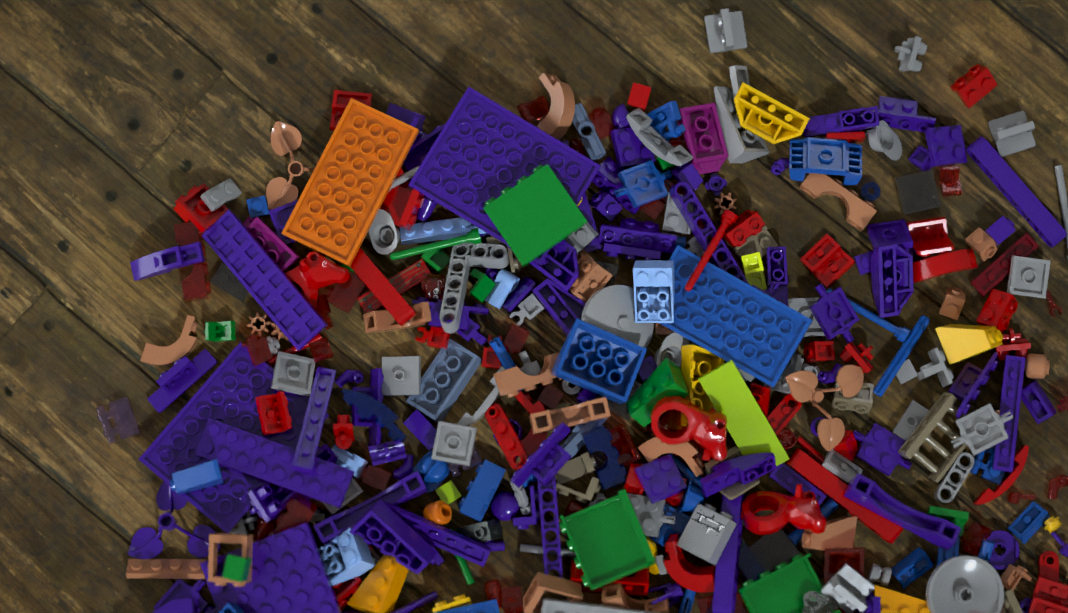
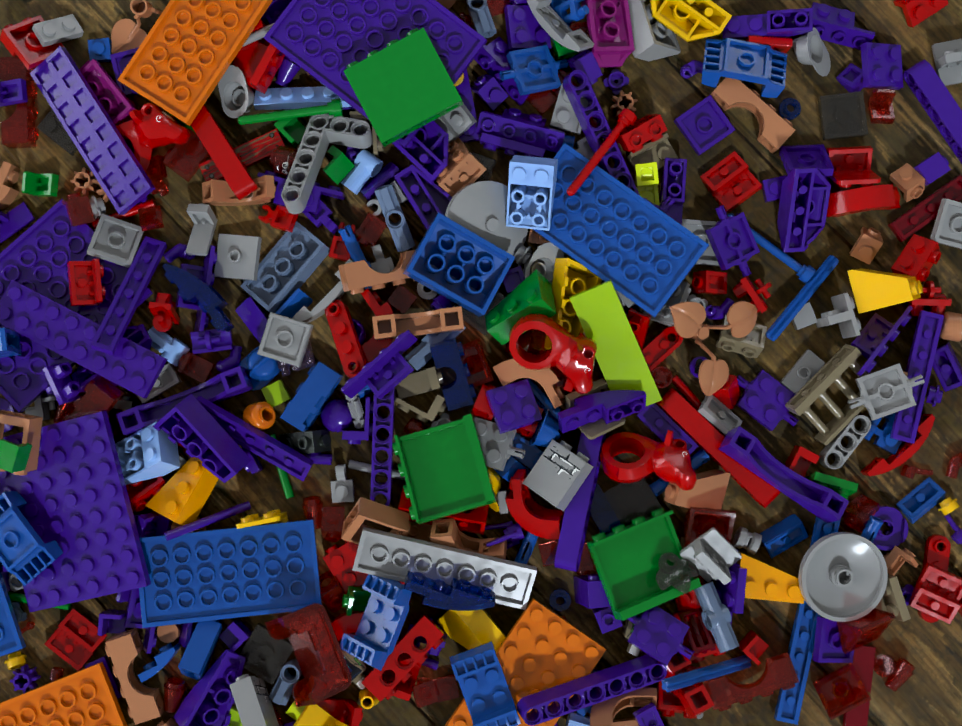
camera: 15 degrees right, 5 degrees up
(367, 355) = (203, 229): none -> light grey bracket
(457, 411) = (294, 303): none -> blue slope
(517, 570) = (342, 488): none -> light grey plate
(541, 336) = (390, 204): none -> sand blue piece
(652, 346) = (522, 255): none -> light grey plate
(797, 214) = (704, 125): none -> dark purple plate
(918, 498) = (800, 460): none -> red panel
(1027, 428) = (934, 395): none -> dark purple plate

